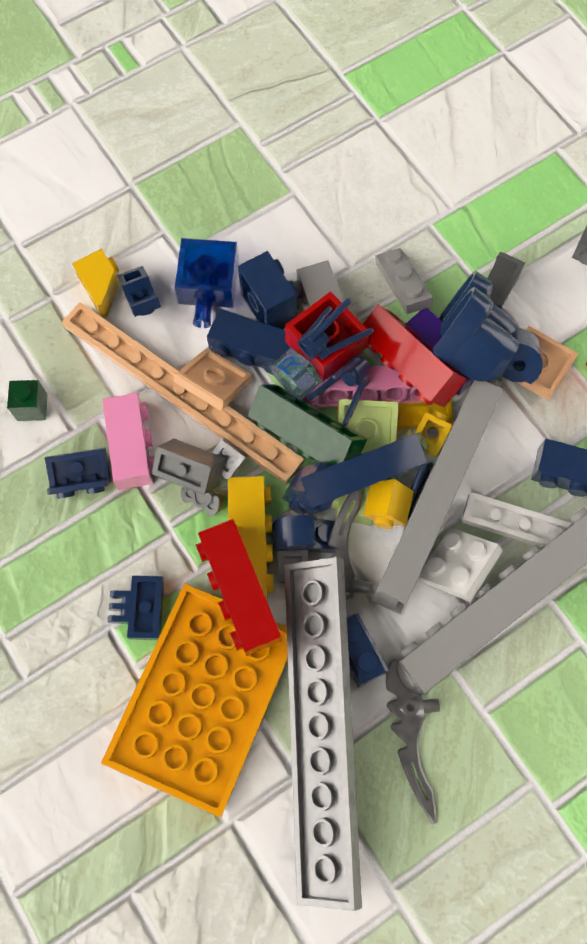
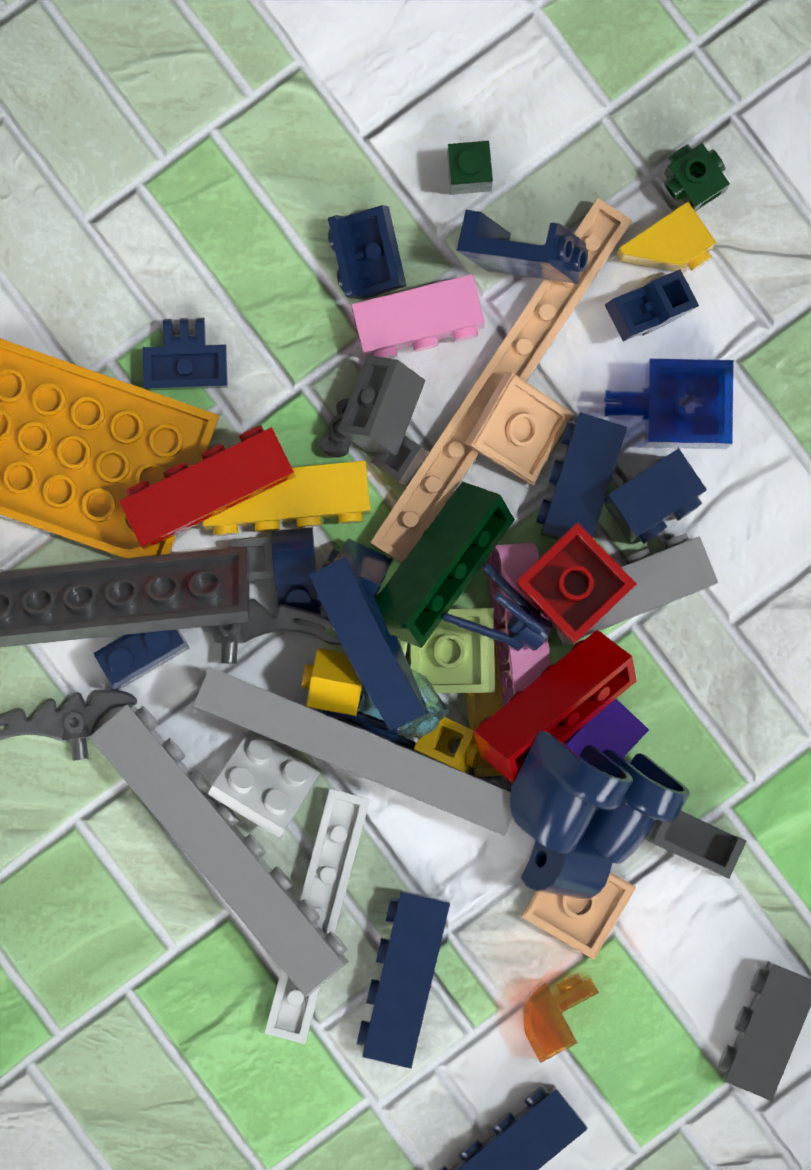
camera: 85 degrees right, 15 degrees up
(55, 261) = (706, 166): none -> dark green brick
(93, 364) = (489, 247): none -> dark blue panel
(295, 374) = (519, 543): clear light blue brick -> none
(315, 340) = (545, 565): dark blue plant -> none
(404, 280) = (697, 698): light grey plate -> none

